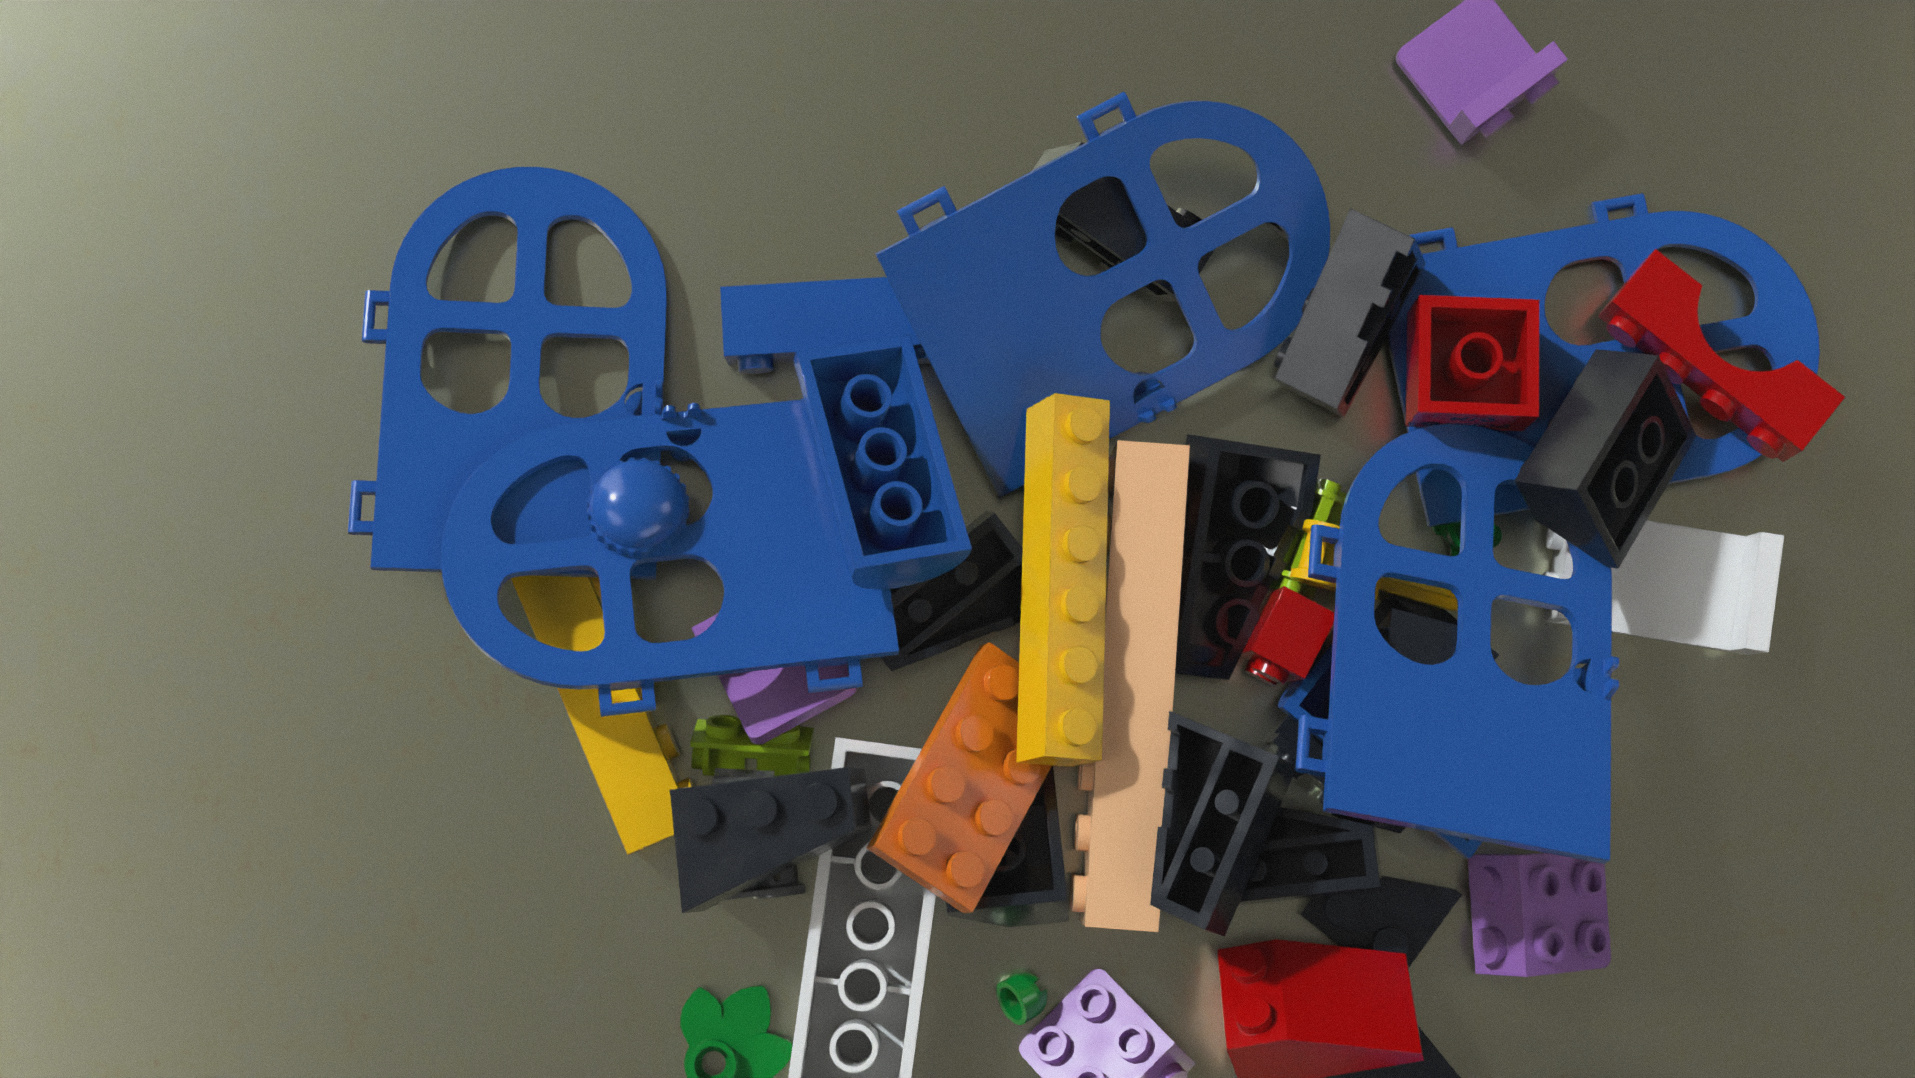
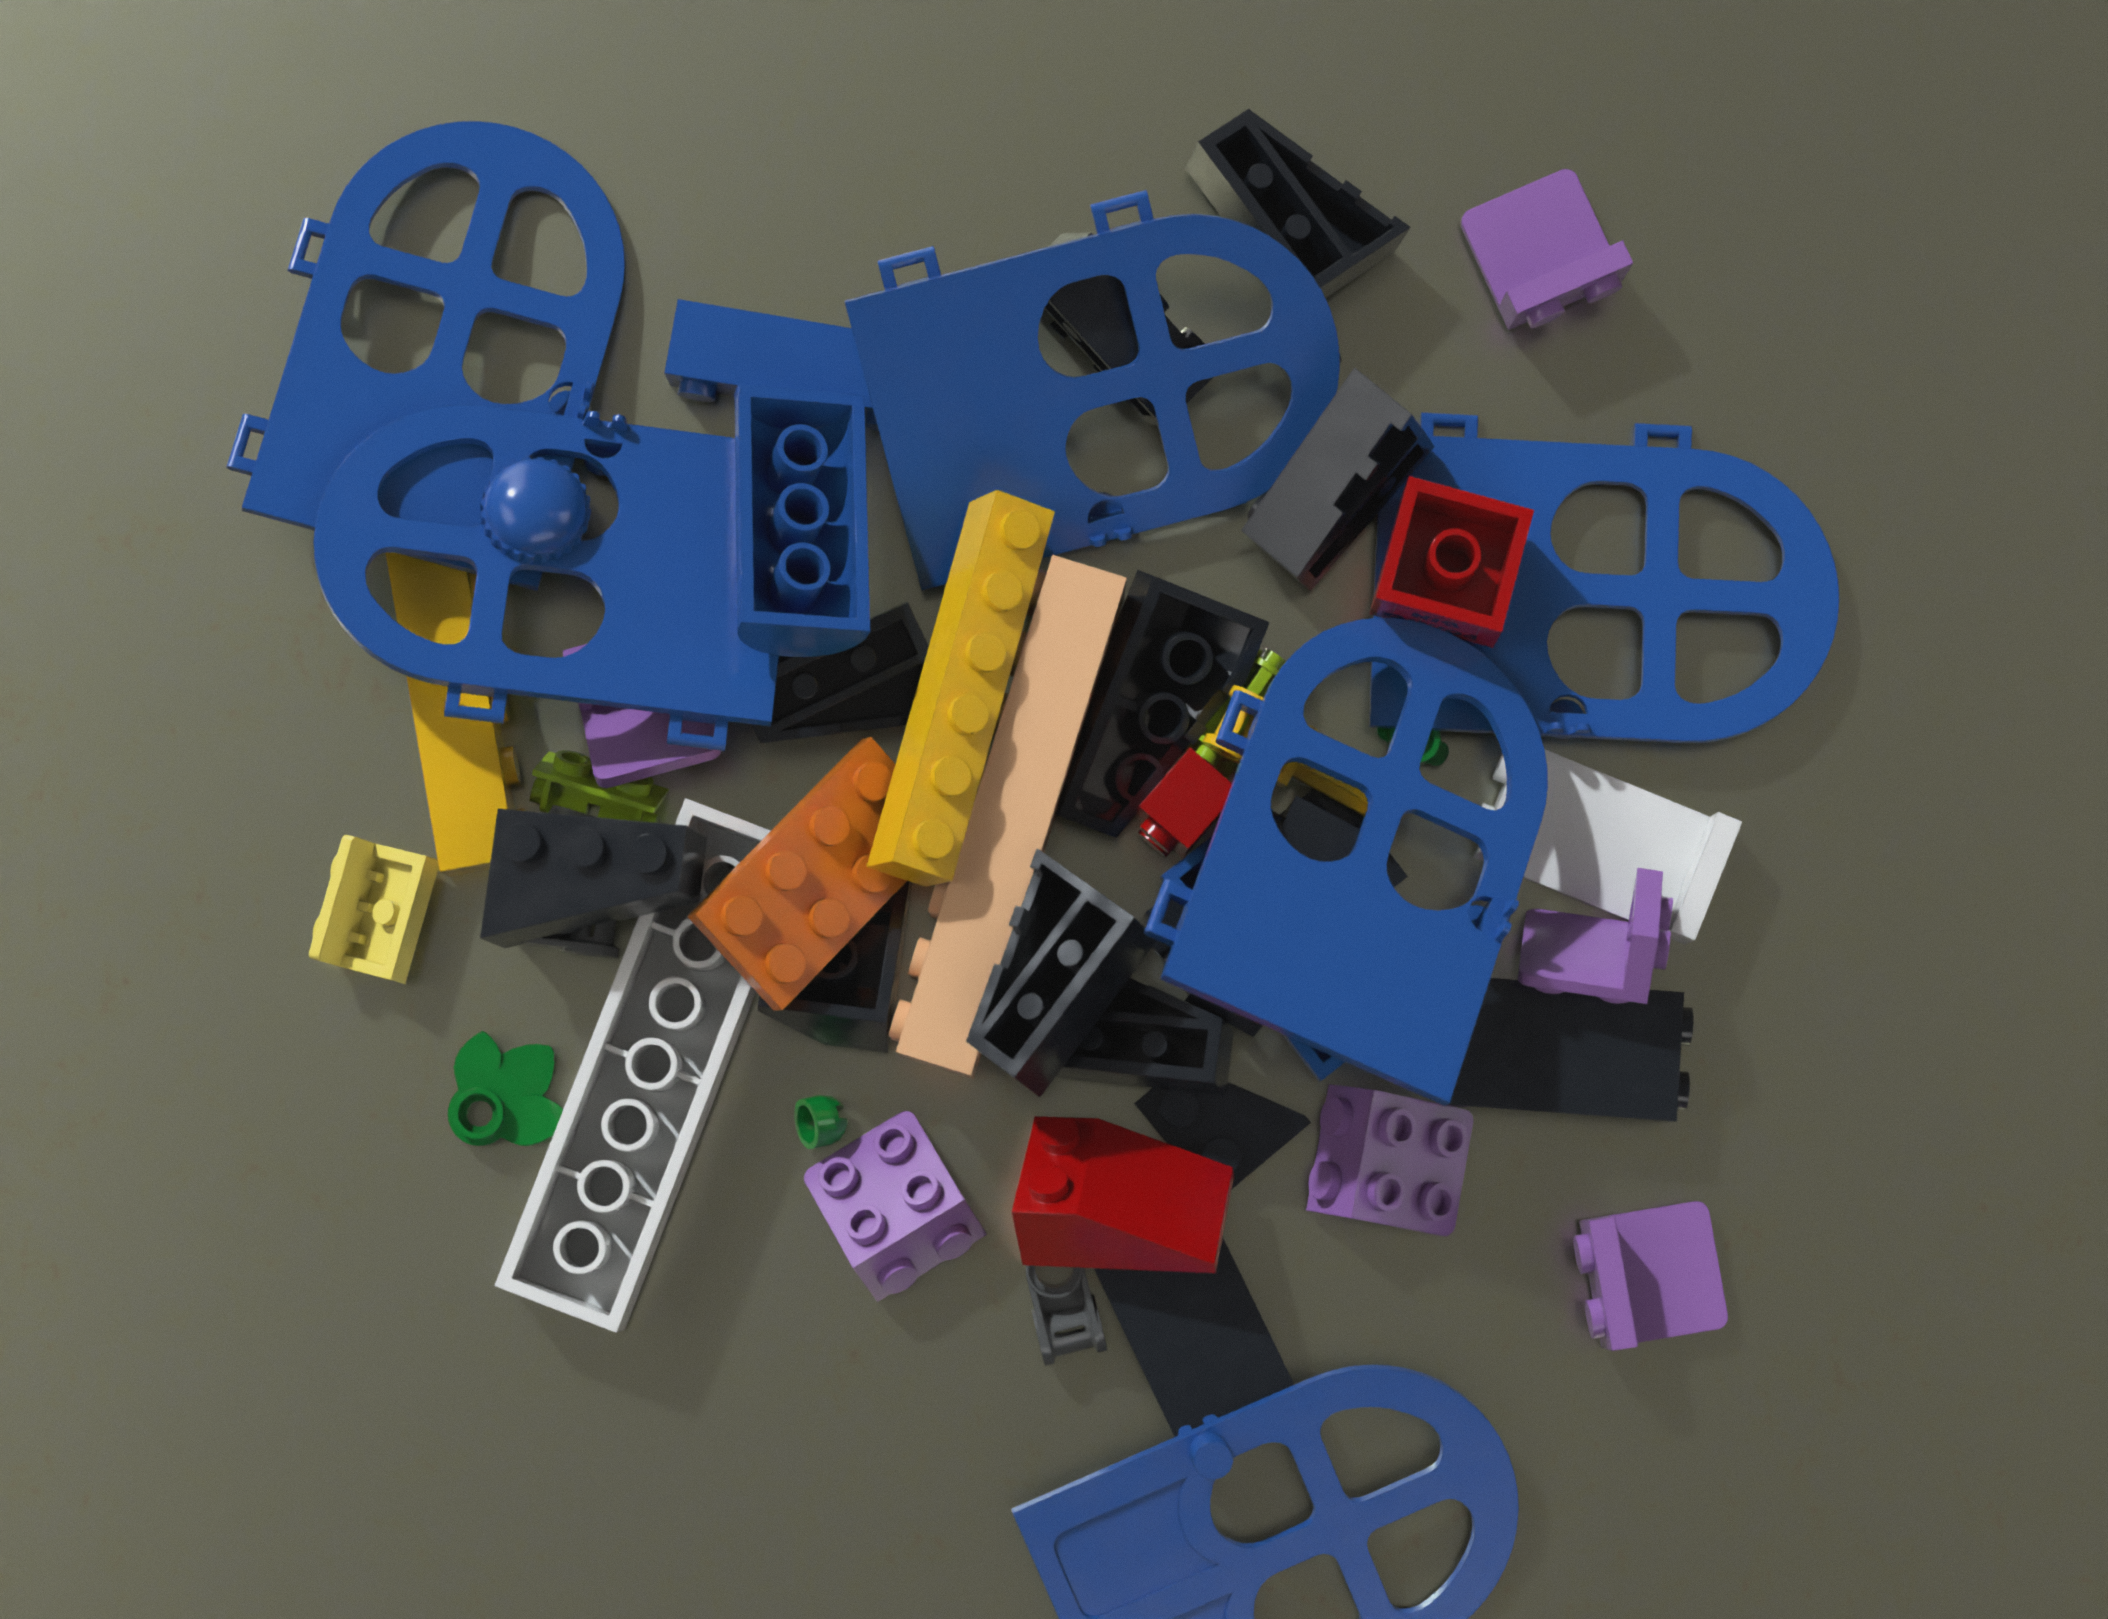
camera: 15 degrees right, 0 degrees up
(574, 901) = (373, 909): none -> light yellow bracket
(1226, 61) = (1274, 186): none -> black wedge
(1607, 454) = (1570, 691): black slope -> none
(1660, 317) = (1763, 681): red arch -> none
(1691, 684) = (1598, 953): none -> medium lavender bracket
(1698, 774) = (1577, 1054): none -> black panel
(1798, 960) = (1651, 1274): none -> medium lavender bracket

